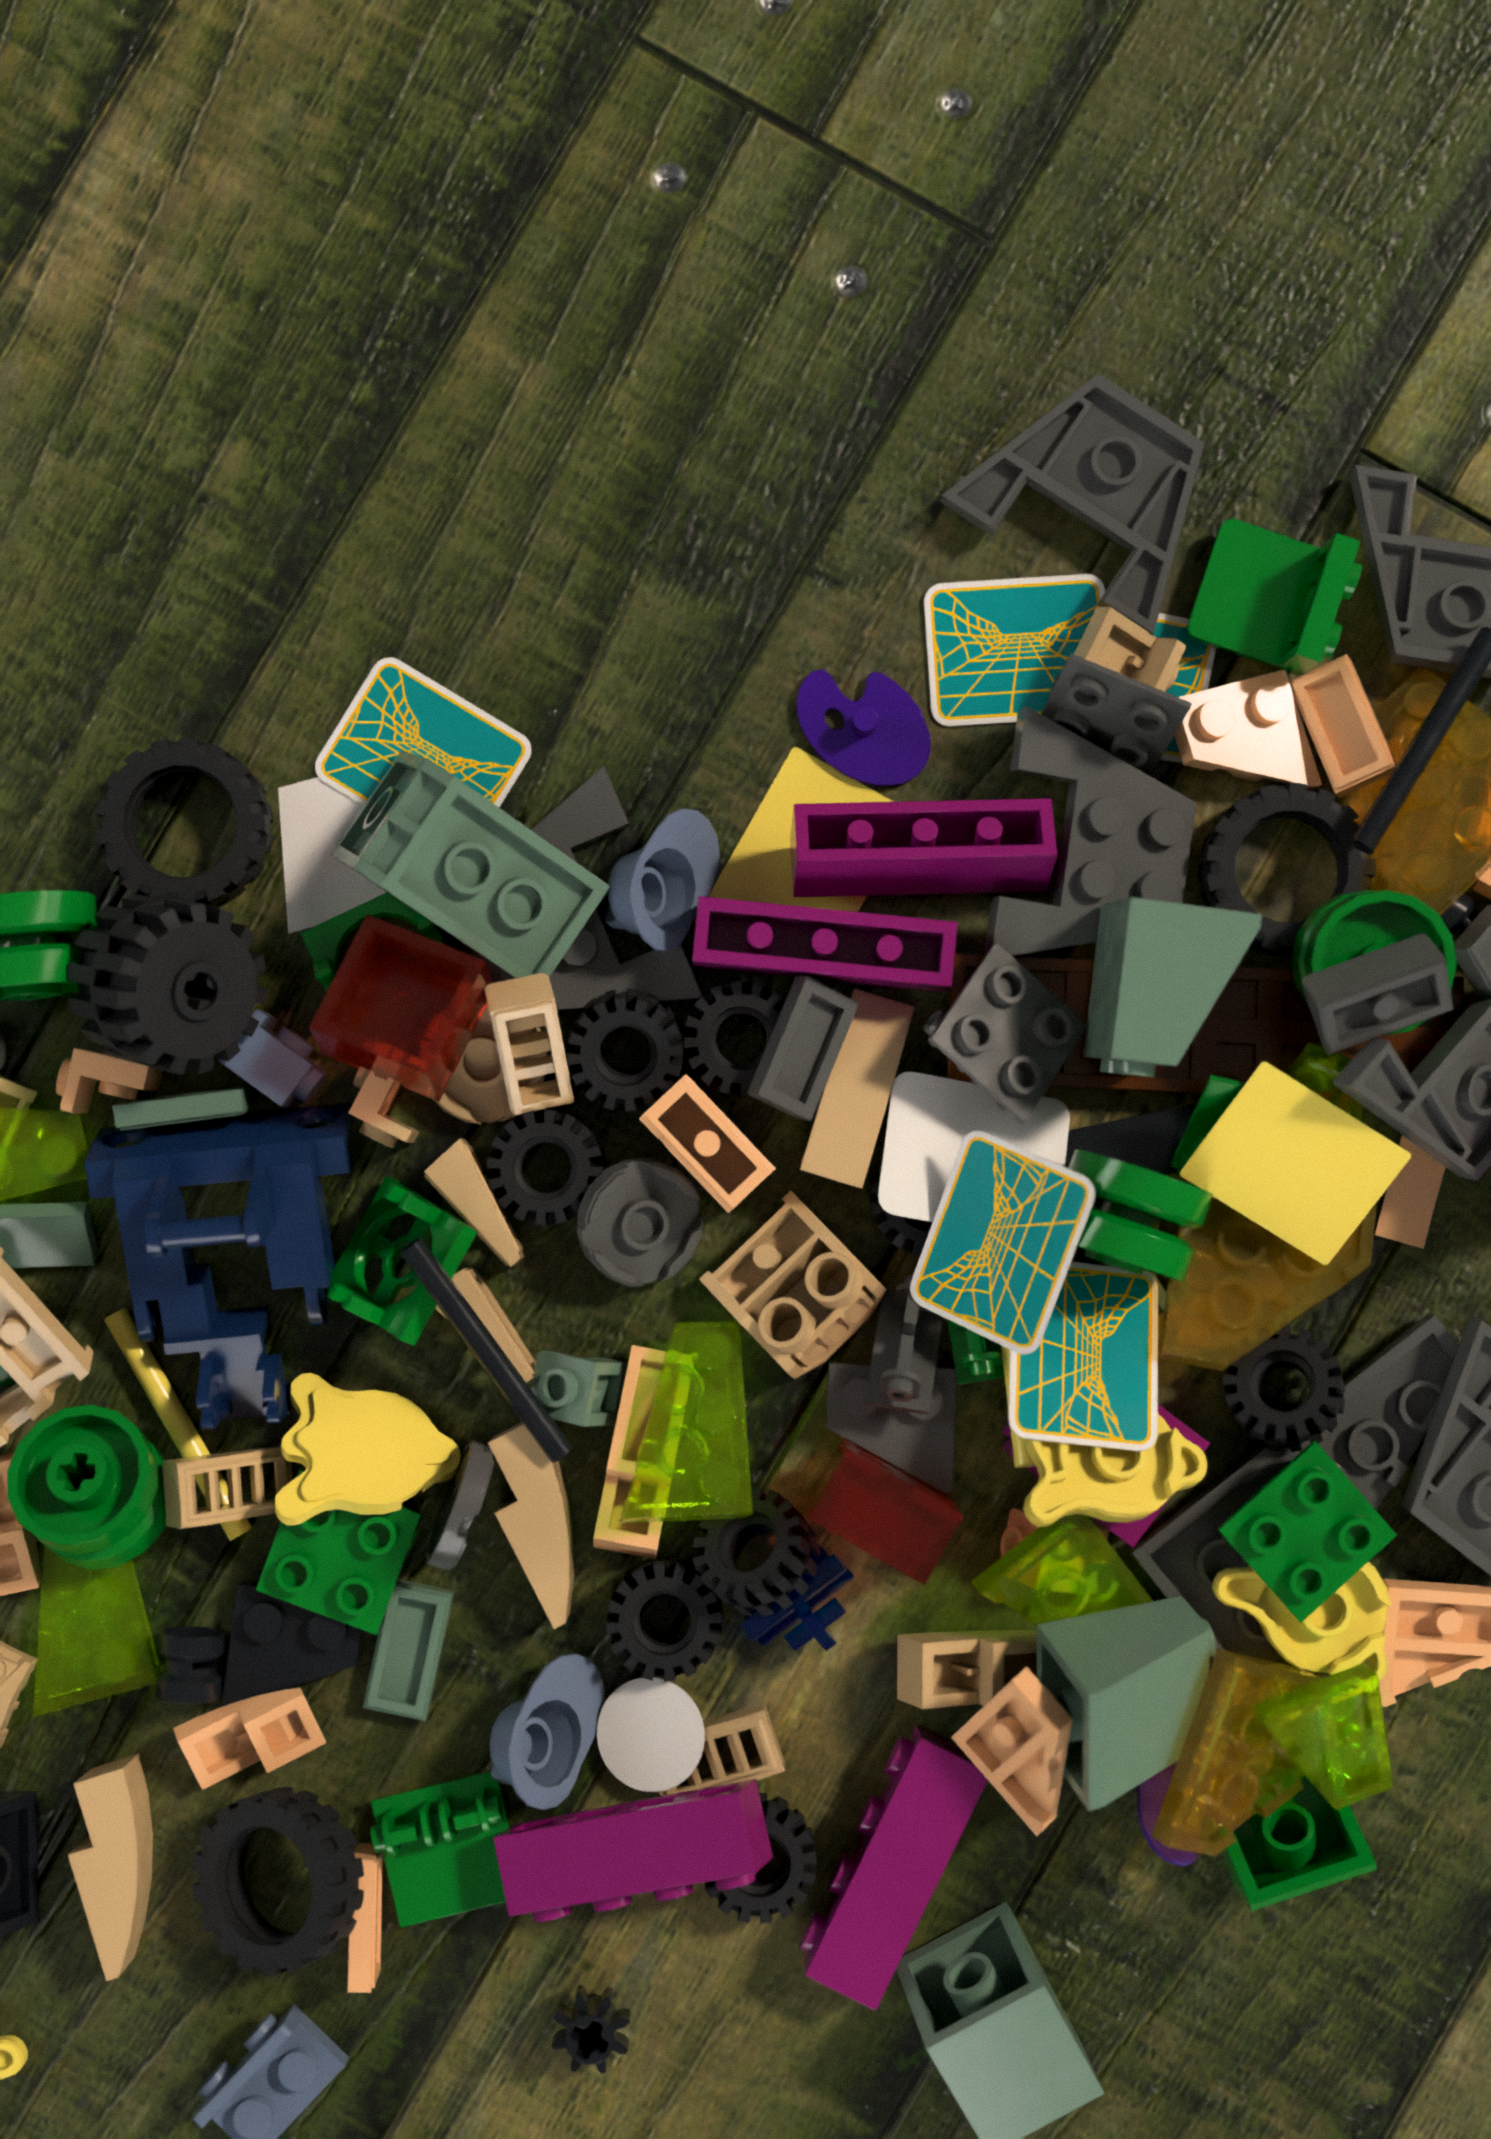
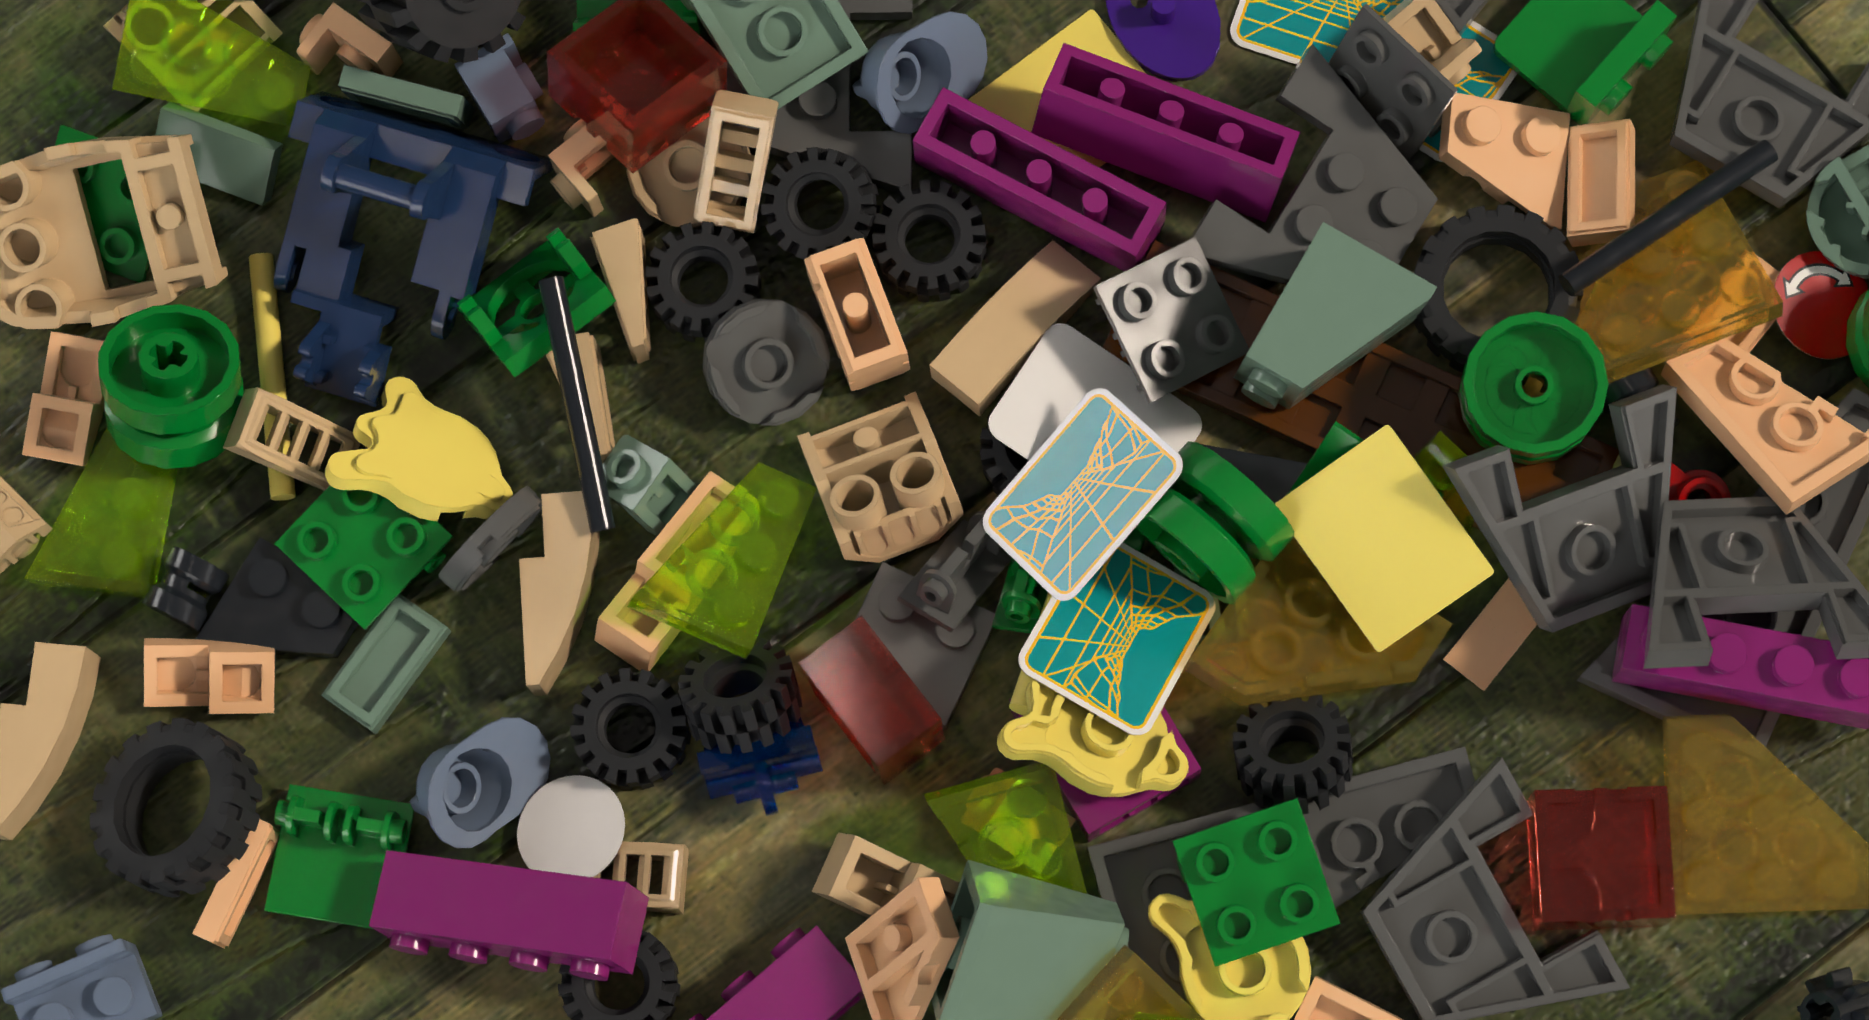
camera: 30 degrees right, 10 degrees down
(803, 1048) = (980, 262): dark grey tile -> none
(1378, 993) = (1517, 406): dark grey slope -> none

